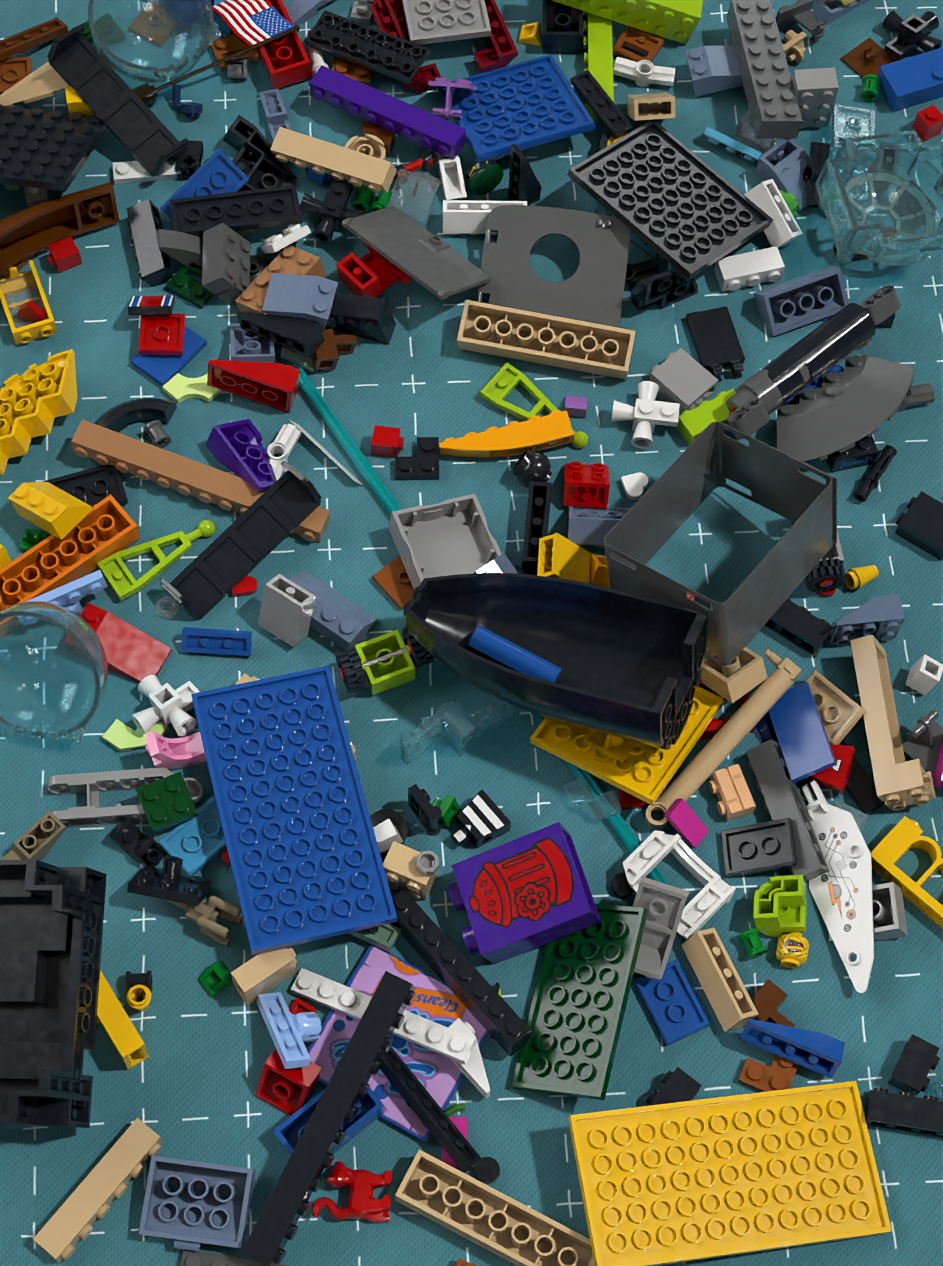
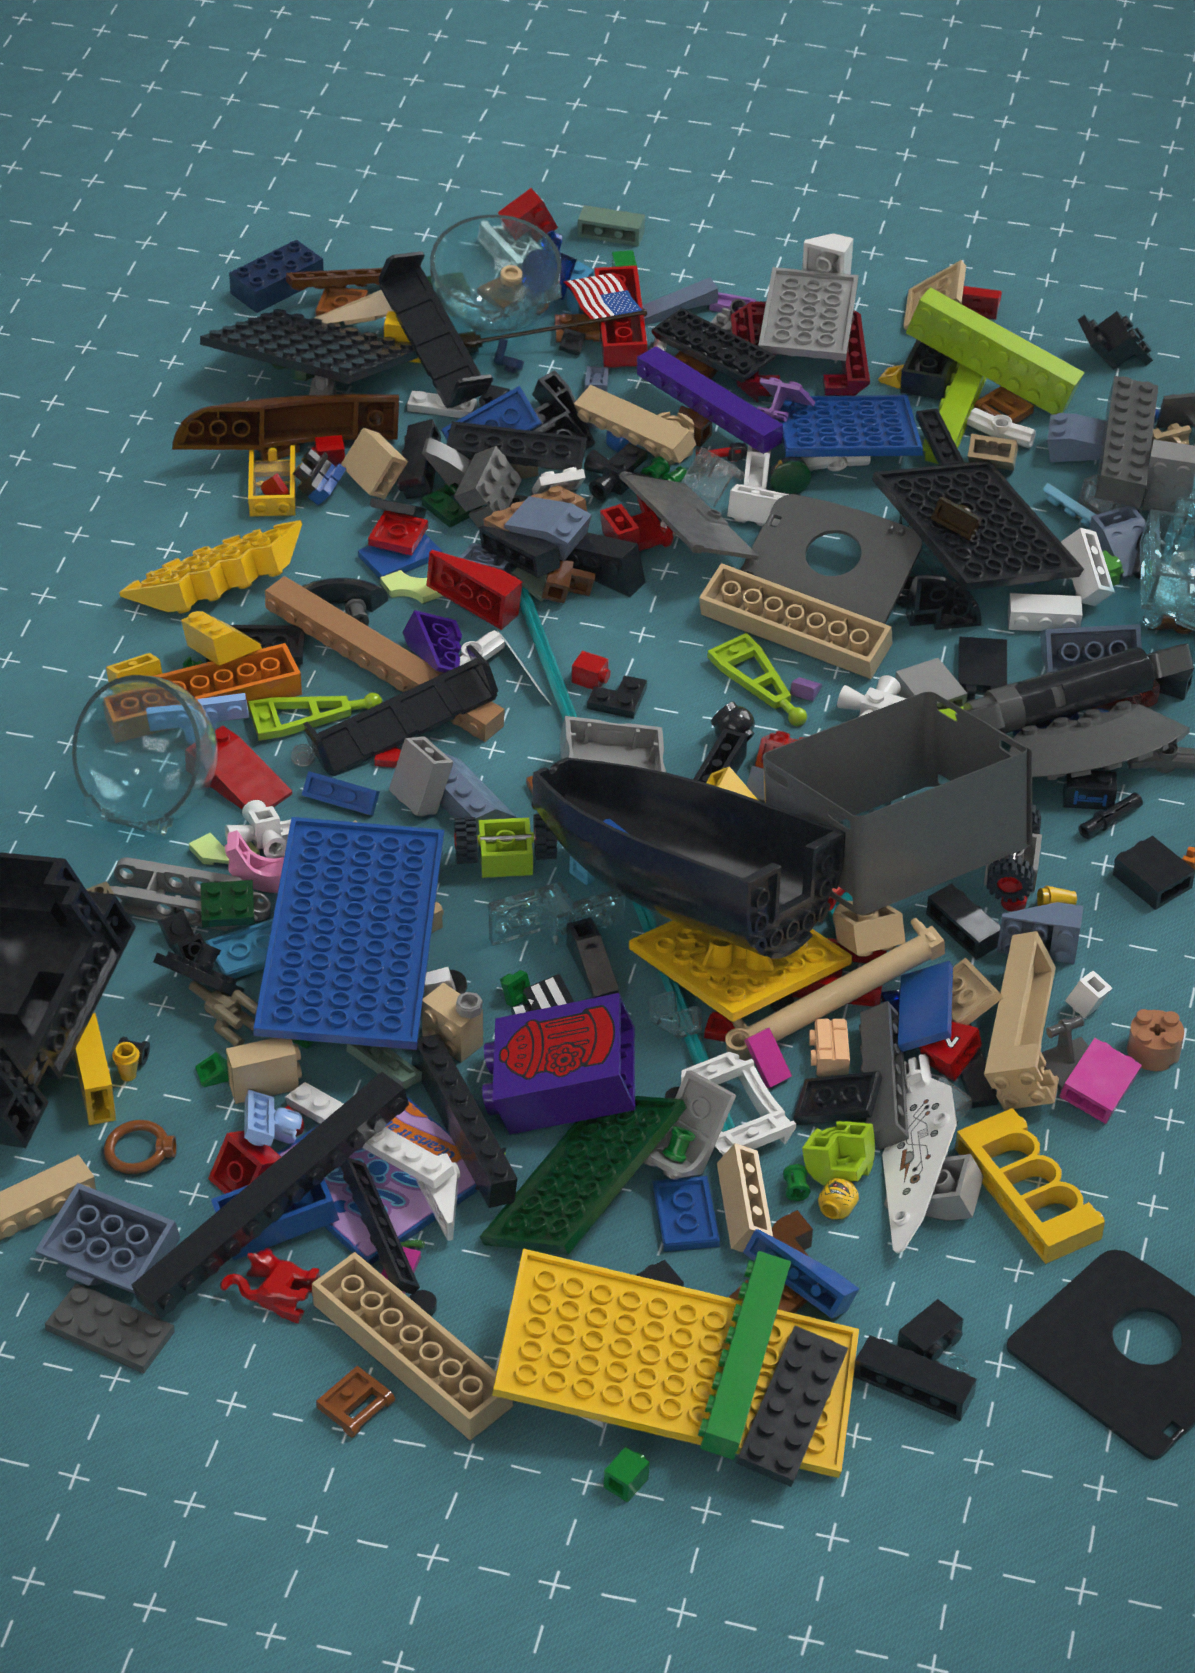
camera: 20 degrees right, 20 degrees down
(68, 290) = (320, 477): none -> black hips
(112, 262) = (374, 463): none -> tan brick
(168, 24) = (511, 275): none -> tan tile
(206, 1078) = (165, 1147): none -> dark orange piece
(426, 813) = (491, 976): black plate -> none
(501, 760) = (591, 957): none -> black slope
(514, 438) = (758, 695): light orange slope -> none
(522, 180) = (826, 480): black slope -> none
(649, 942) = (678, 1144): none -> green bush
(658, 204) = (956, 518): none -> dark brown tile
(784, 1153) = (745, 1355): none -> green brick
(835, 1185) = (792, 1406): none -> black plate

